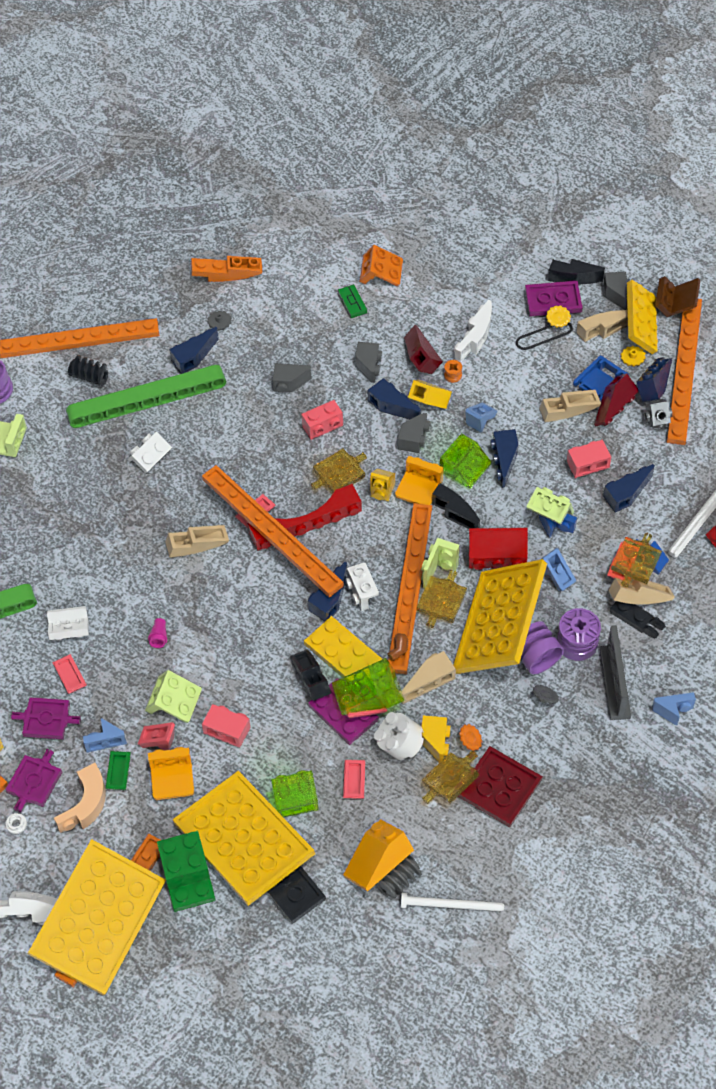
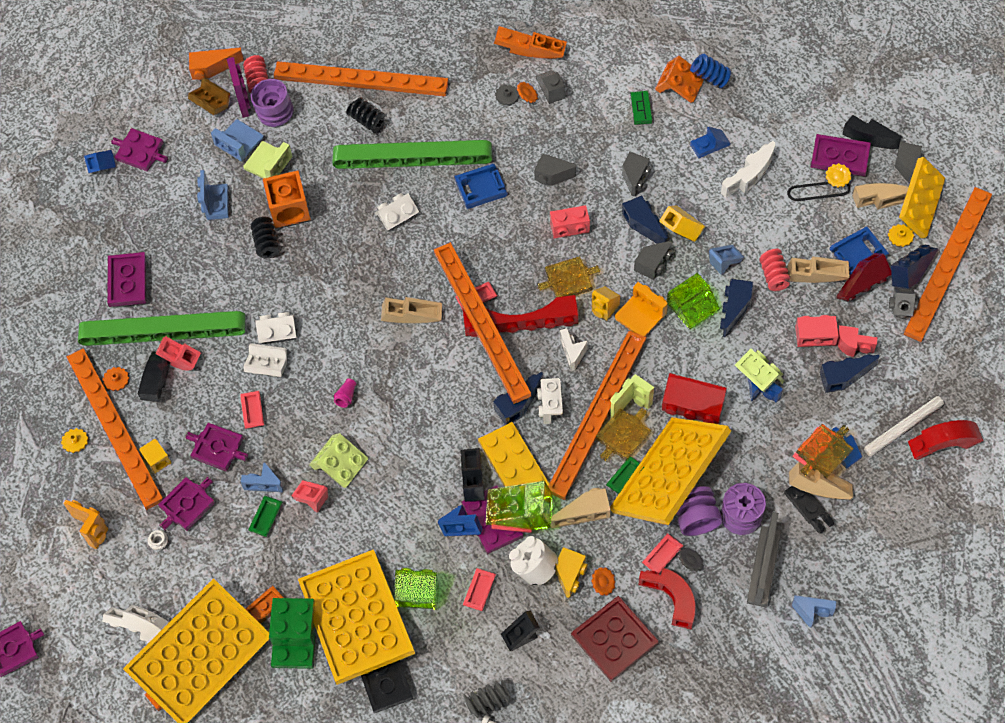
camera: 20 degrees right, 5 degrees up
(26, 509) = (264, 237): none -> black piece
(37, 466) = (286, 199): none -> orange brick
(67, 591) = (276, 328): none -> white bracket
(91, 803) = (231, 539): light nougat arch -> none
(171, 773) = (311, 534): light orange bracket -> none
(191, 352) = (470, 120): dark blue slope -> none
(226, 407) = (484, 185): none -> blue container
(226, 725) = (377, 502): coral brick -> none
(238, 312) = (527, 92): none -> orange piece
(260, 301) = (551, 86): none -> dark grey slope
(314, 723) = (459, 523): none -> blue slope
(366, 536) = (573, 352): none -> white slope
(377, 854) = (473, 672): light orange slope -> none
(401, 647) = (566, 471): dark orange arm -> none
(408, 251) = (711, 69): none -> blue piece
(409, 805) = (521, 631): none -> black slope
(421, 351) = (689, 177): dark red slope -> none
(431, 315) = (709, 143): none -> blue slope
(450, 777) = (569, 616): clear yellow plate -> none
(453, 371) = (712, 209): orange wheel -> none
(454, 636) = (623, 474): none -> green tile
(455, 507) = (667, 345): black slope -> none
(517, 697) = (662, 554): none -> coral tile
(530, 414) = (775, 270): none -> coral piece
(542, 725) = (677, 590): none -> red arch
(558, 570) = (745, 436): medium blue slope -> none
(623, 459) = (850, 341): none -> coral brick
(678, 298) = (964, 186): reddish brown bracket -> none

